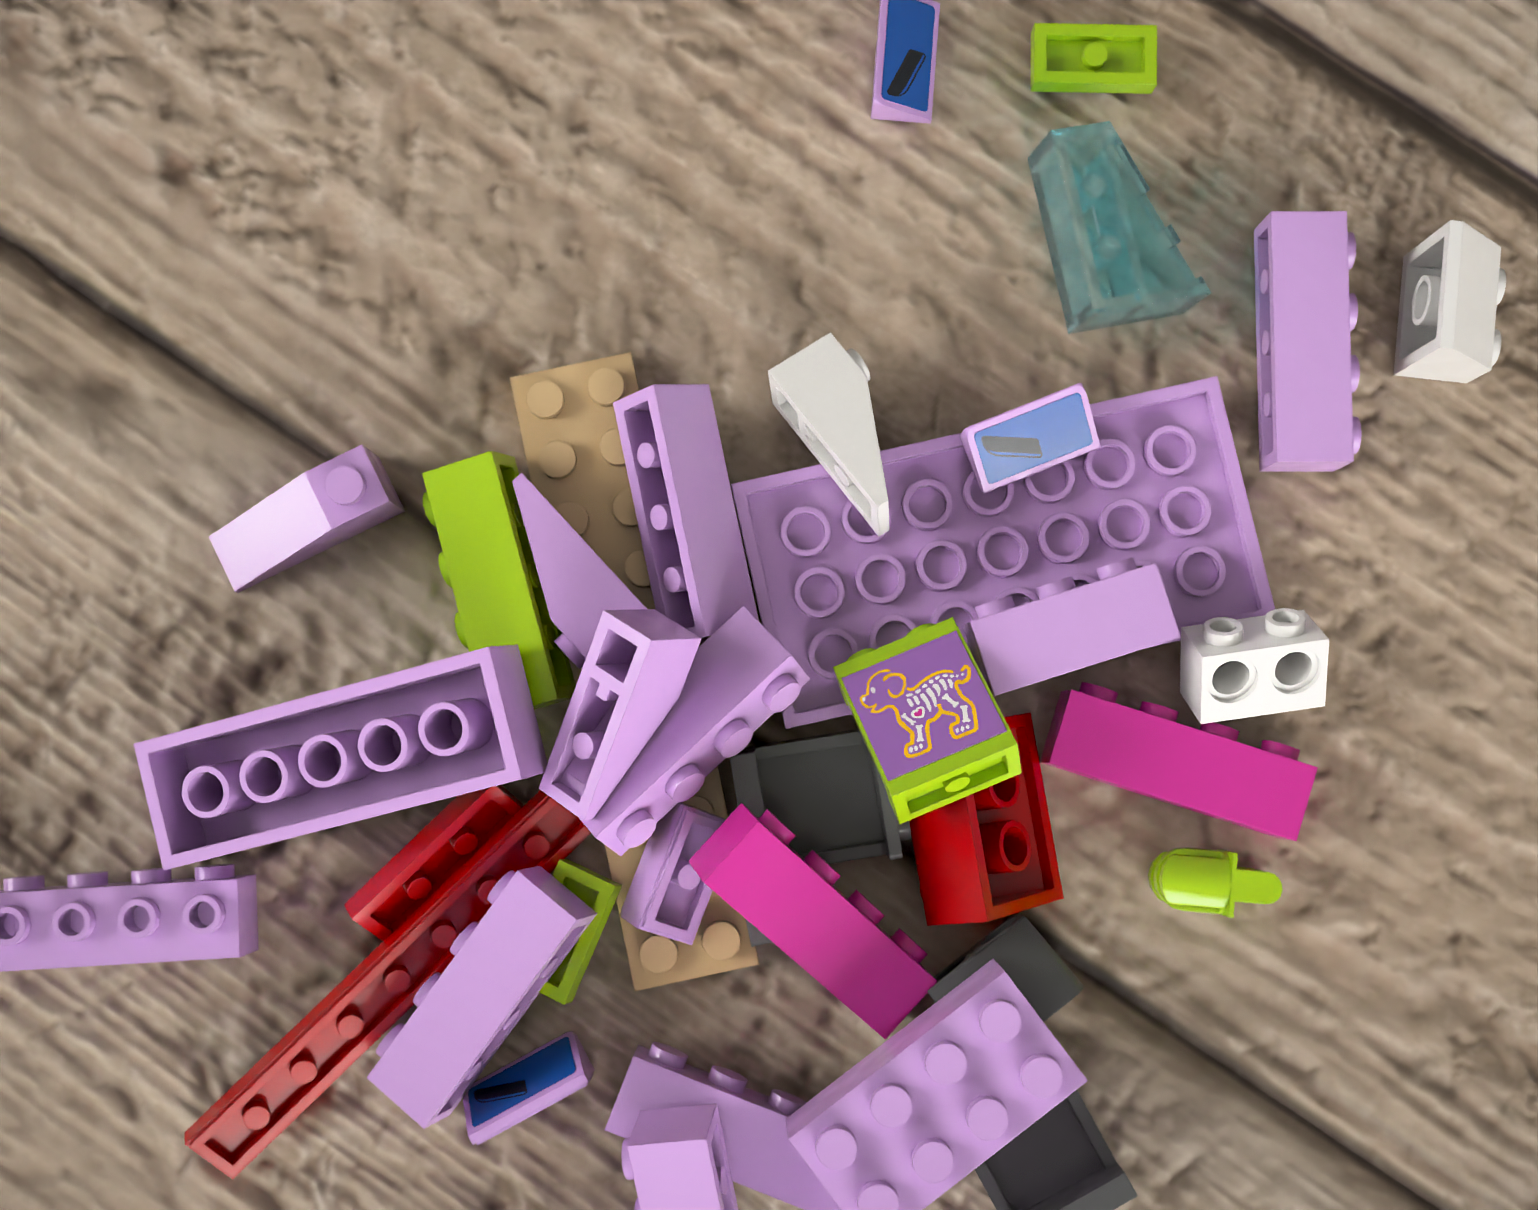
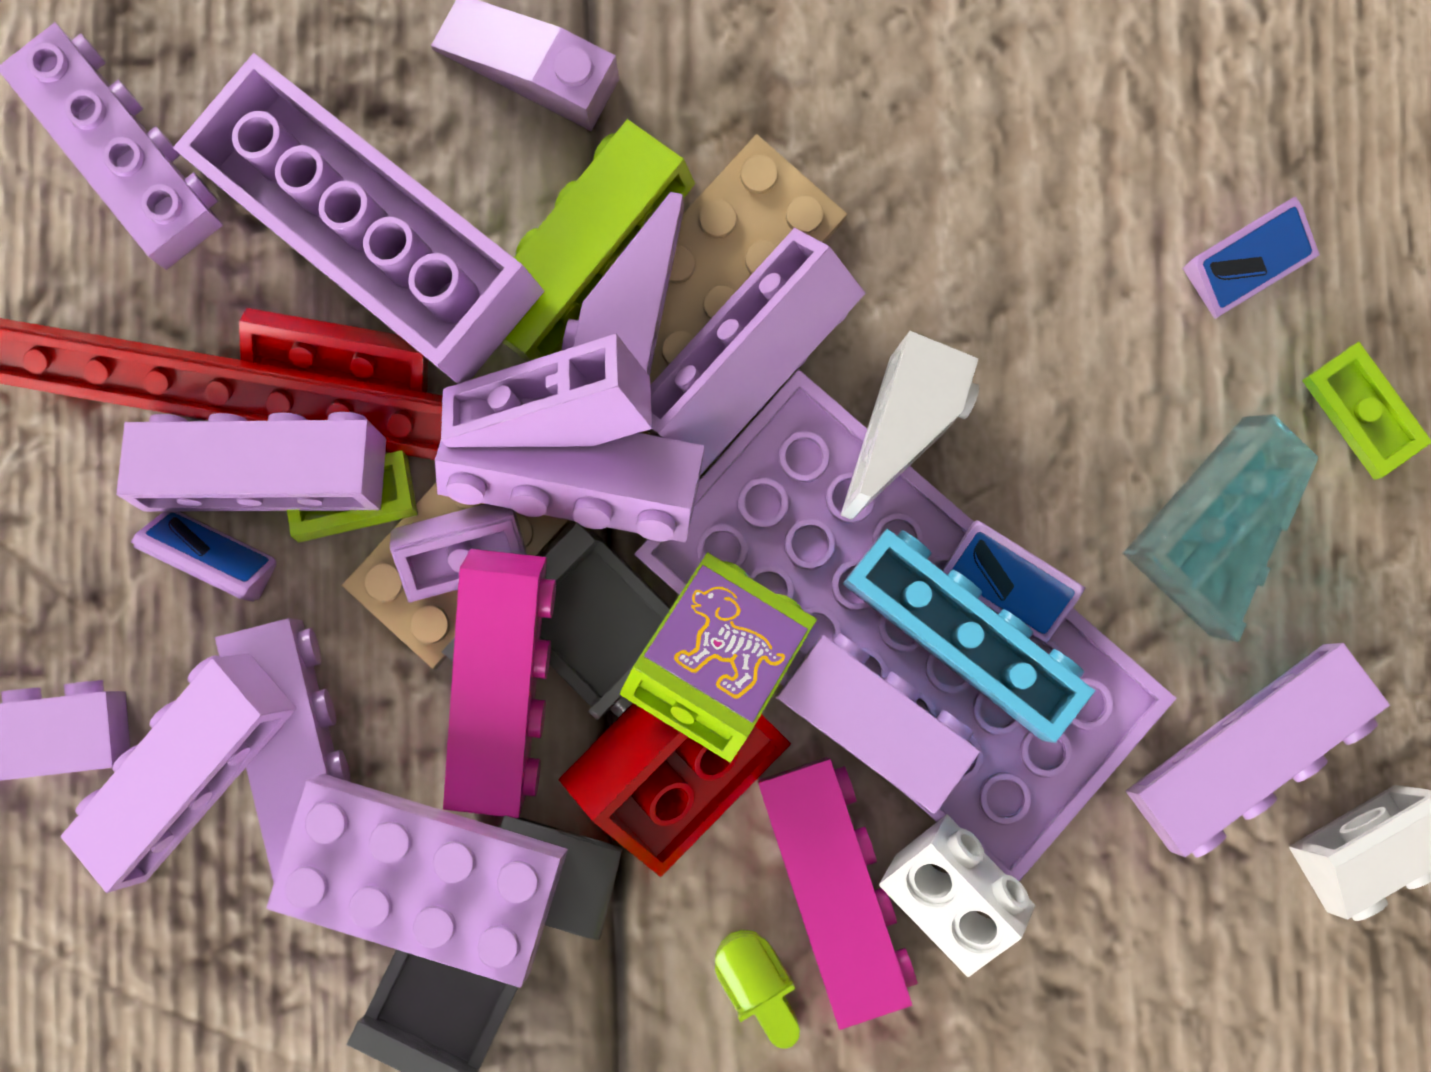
camera: 55 degrees right, 0 degrees up
(1054, 504) = (968, 636): none -> medium azure brick

